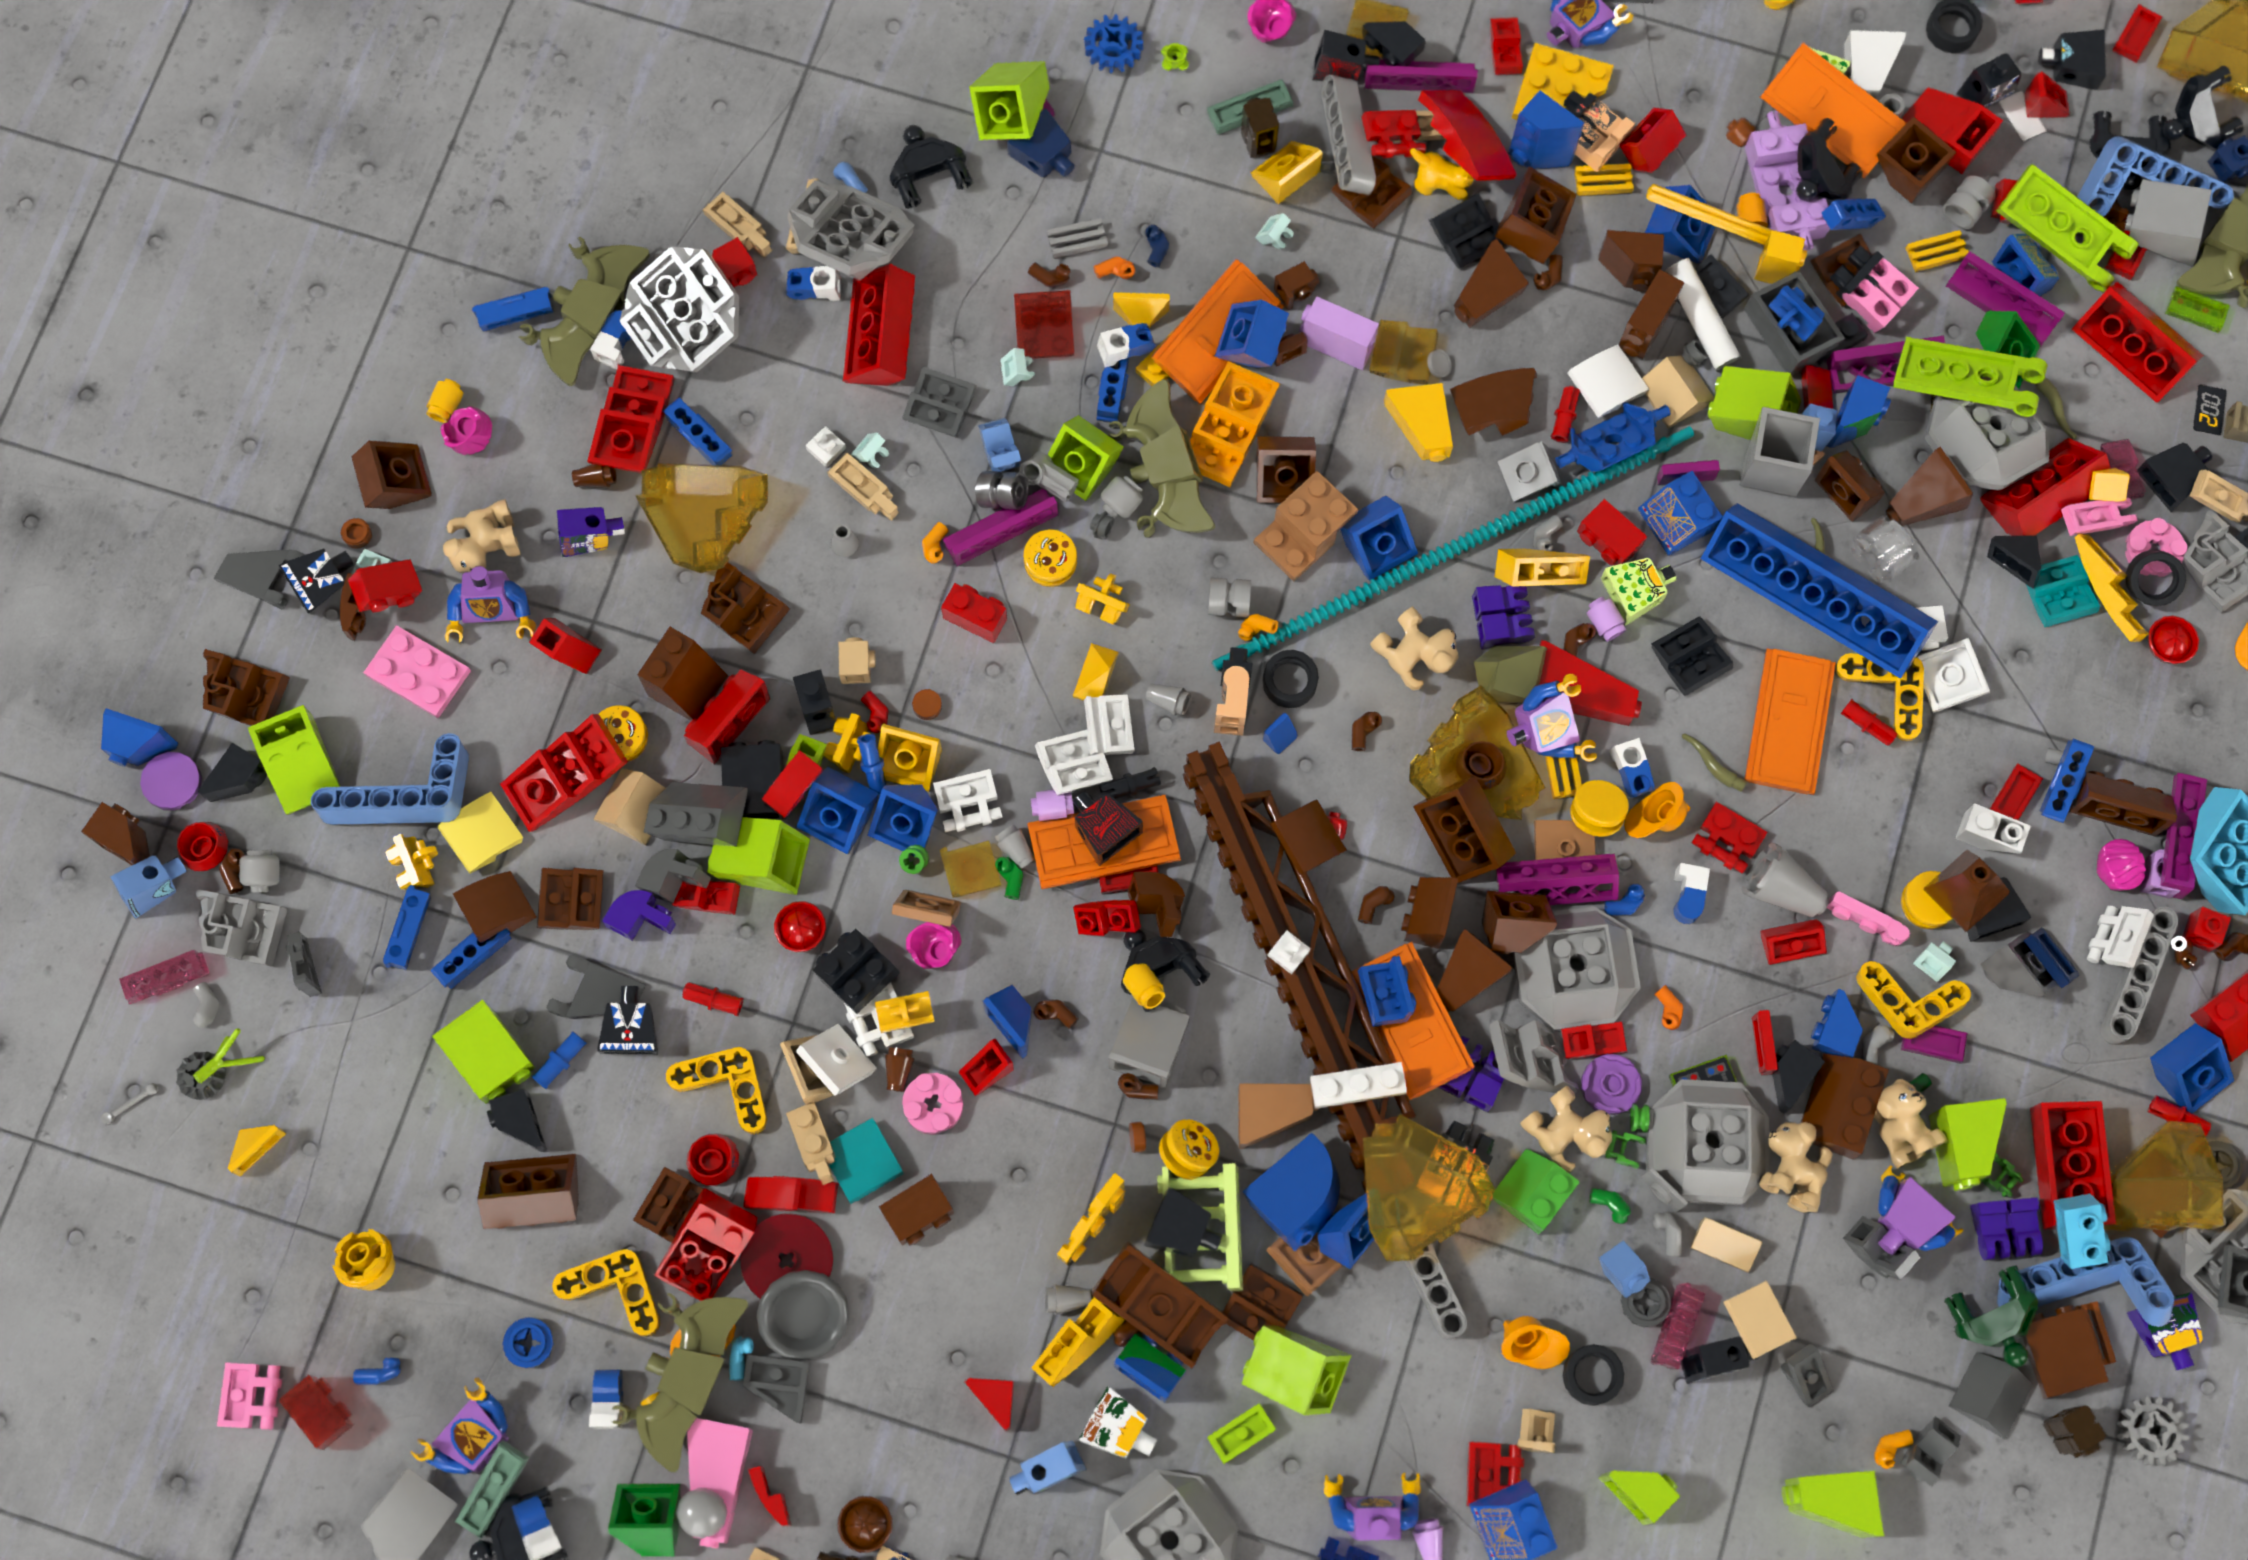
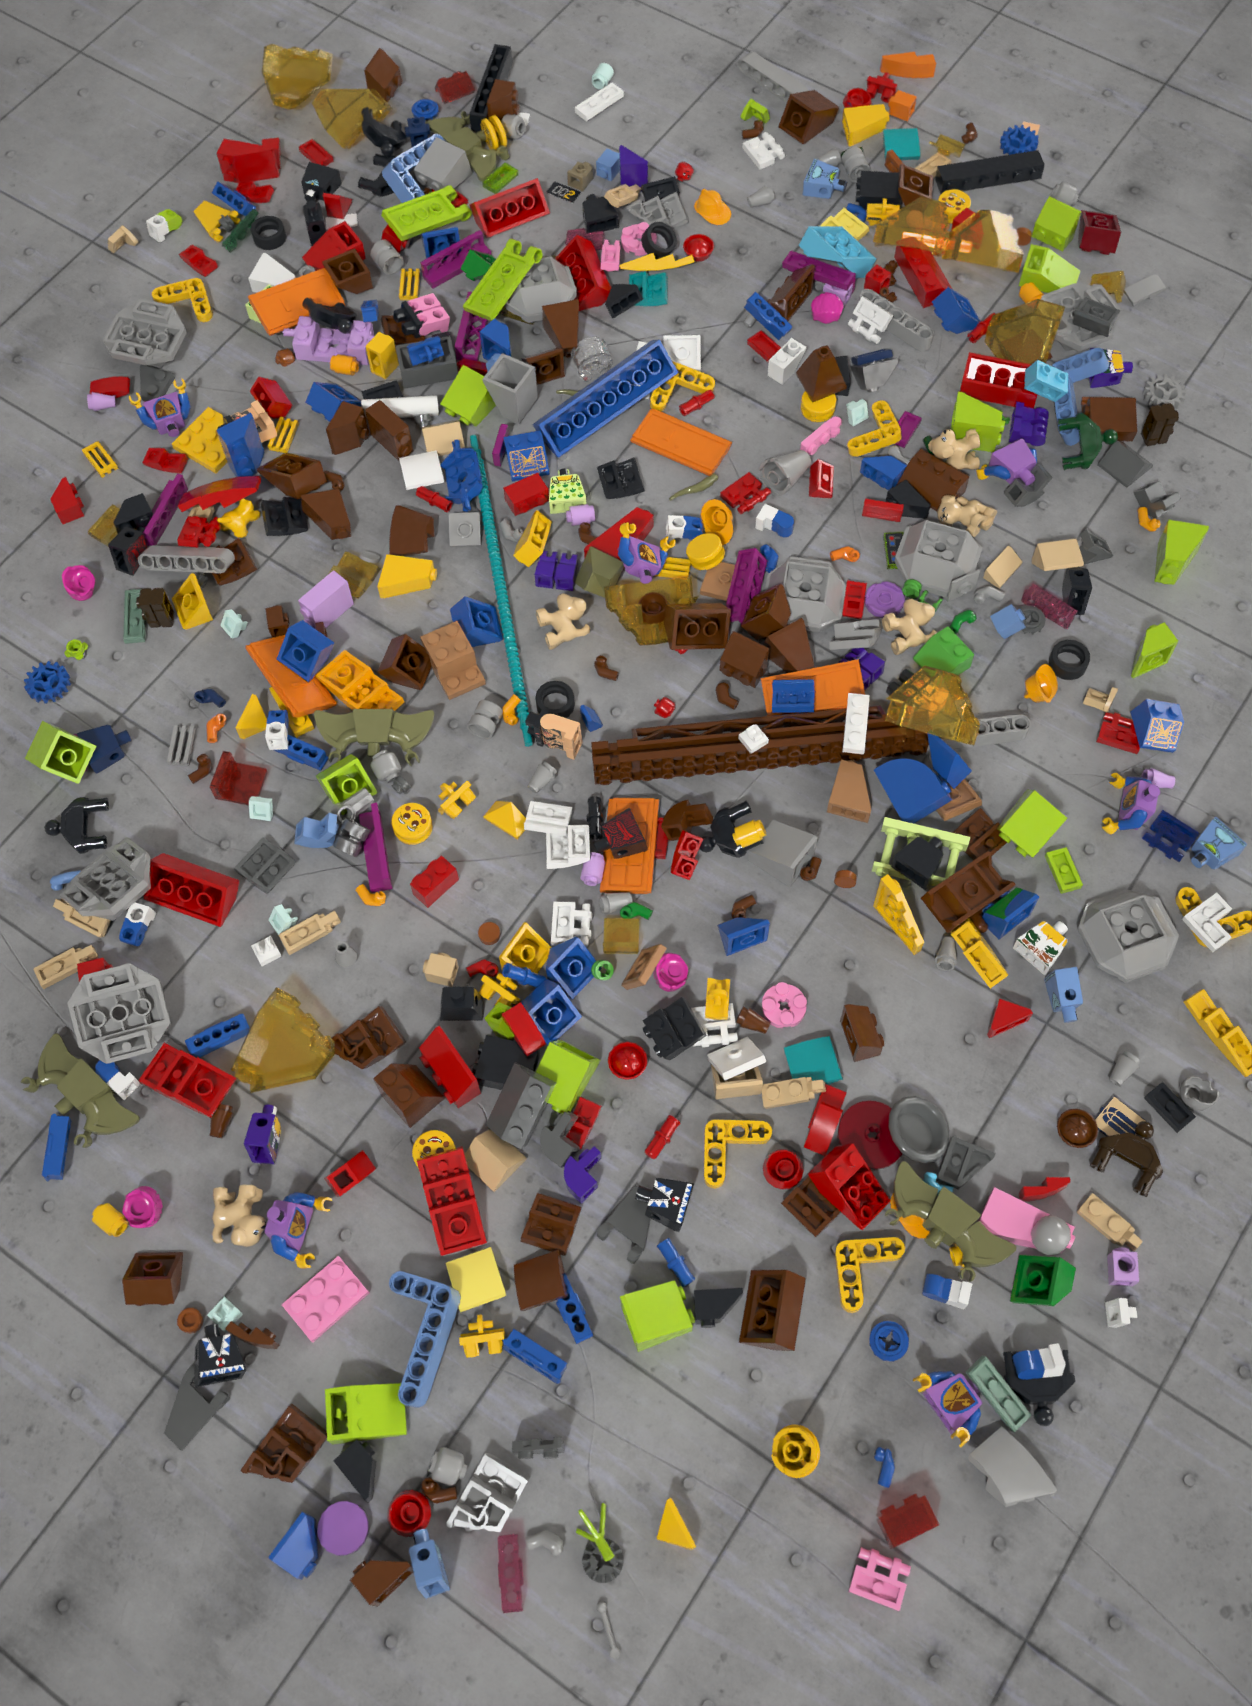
camera: 70 degrees left, 10 degrees down
(385, 586) = (248, 1300): red brick -> none
(986, 1067) = (769, 960): red slope -> none
(1189, 1149) = (864, 846): yellow head -> none
(1308, 837) = (672, 714): reddish brown slope -> none
(1708, 214) = (337, 378): yellow axle -> none
(2109, 485) = (595, 241): yellow slope -> none

